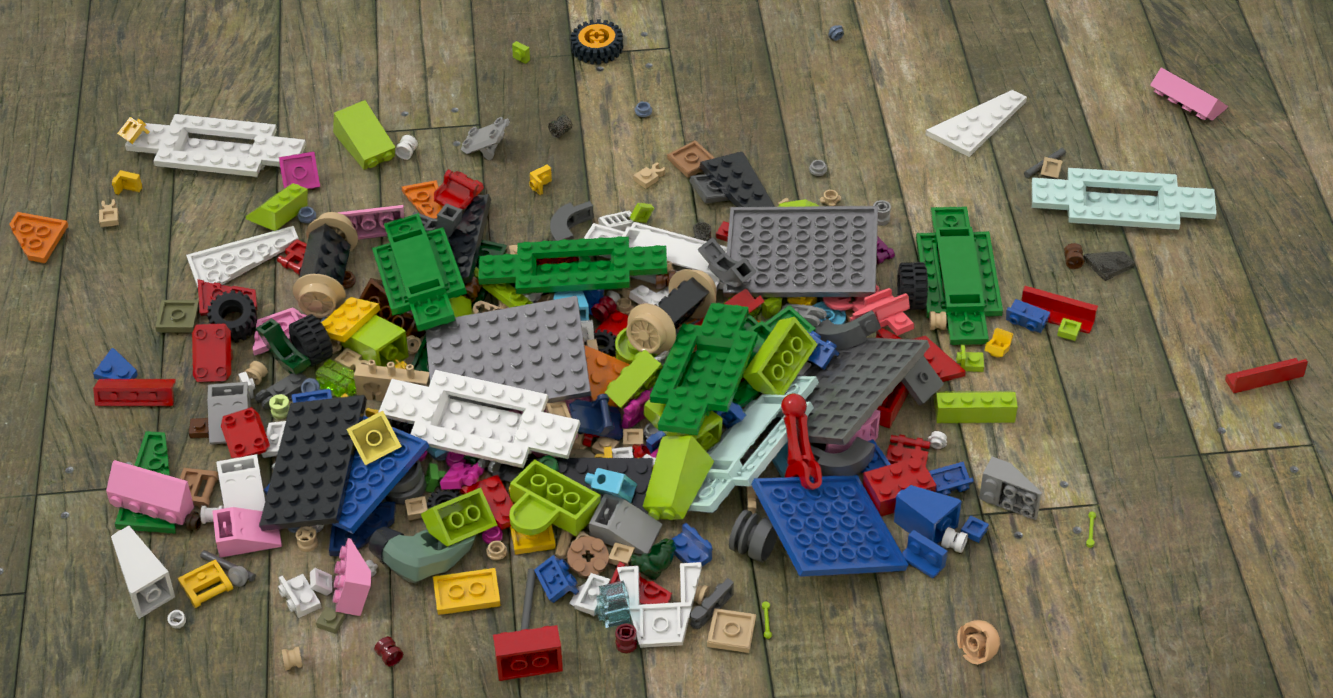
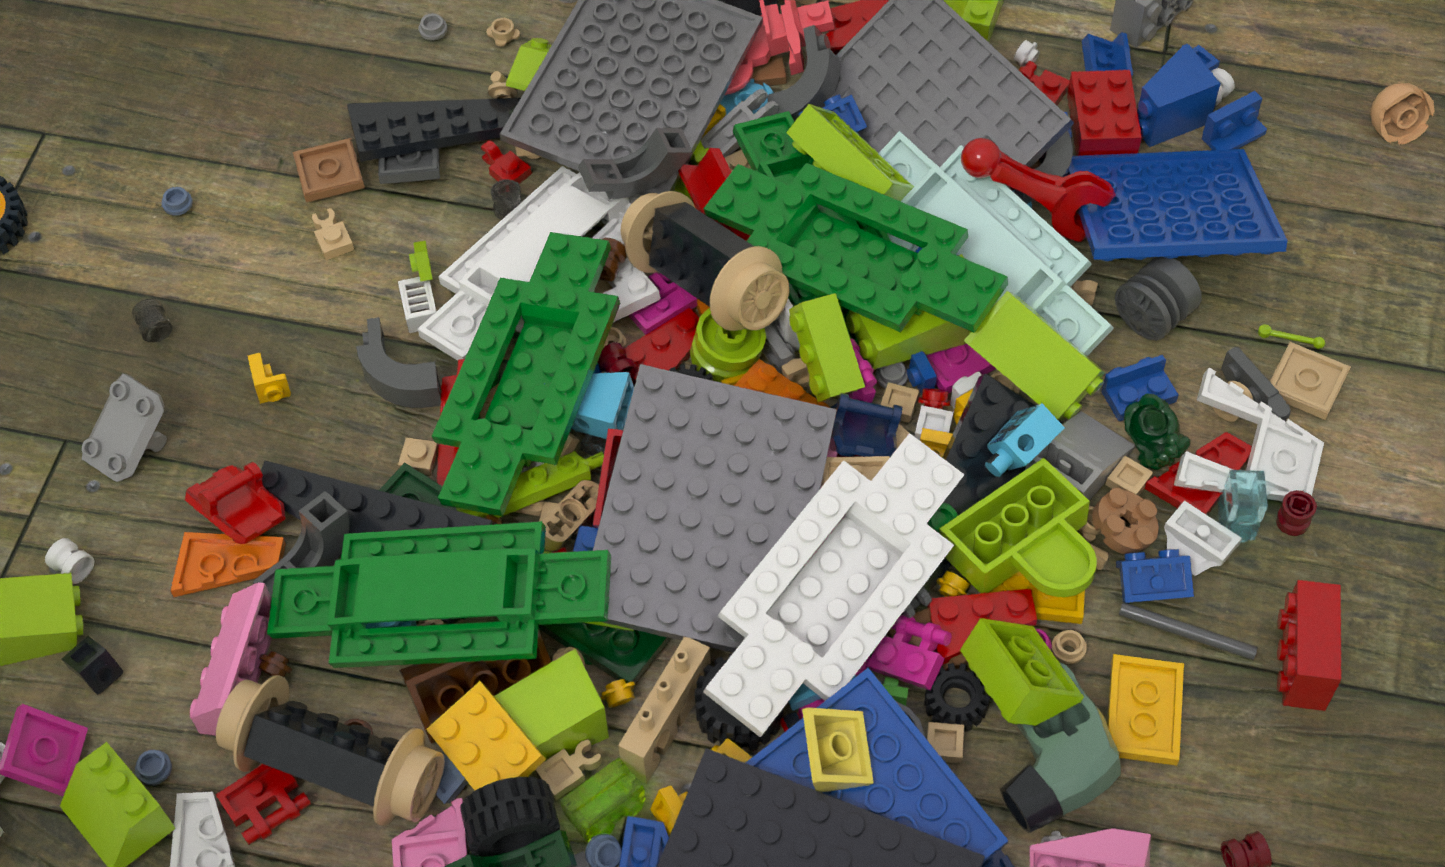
camera: 70 degrees left, 10 degrees up
(352, 175) = (93, 665): none -> black bracket
(374, 237) = (274, 664): none -> reddish brown plate

